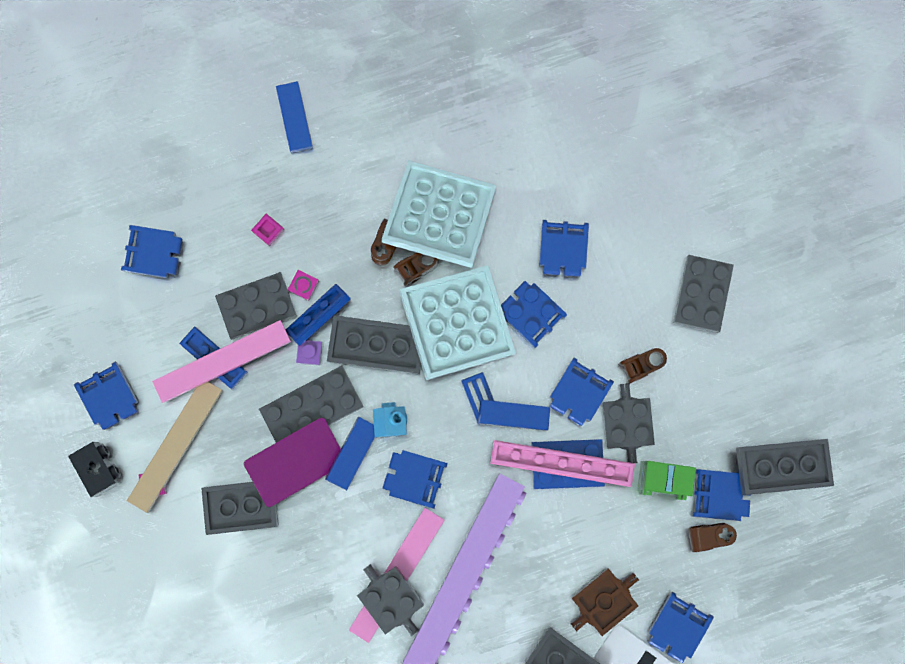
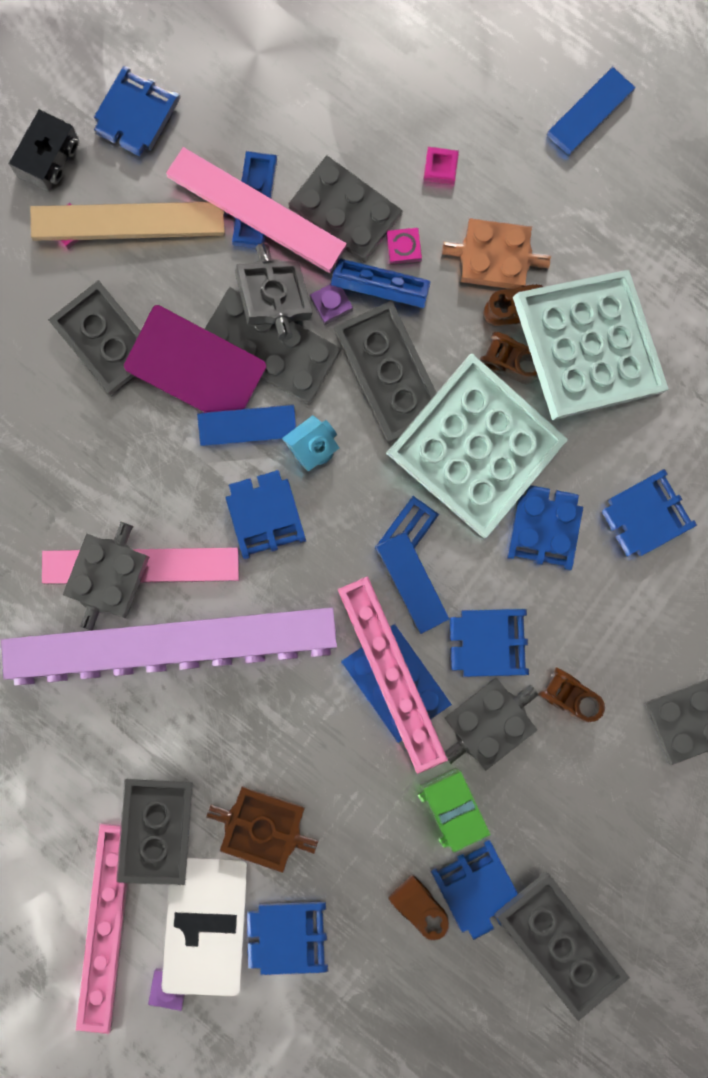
camera: 55 degrees right, 0 degrees up
(152, 252) = (330, 55): blue plate -> none
(281, 384) = (273, 292): none -> dark grey plate
(345, 232) = (496, 254): none -> nougat plate

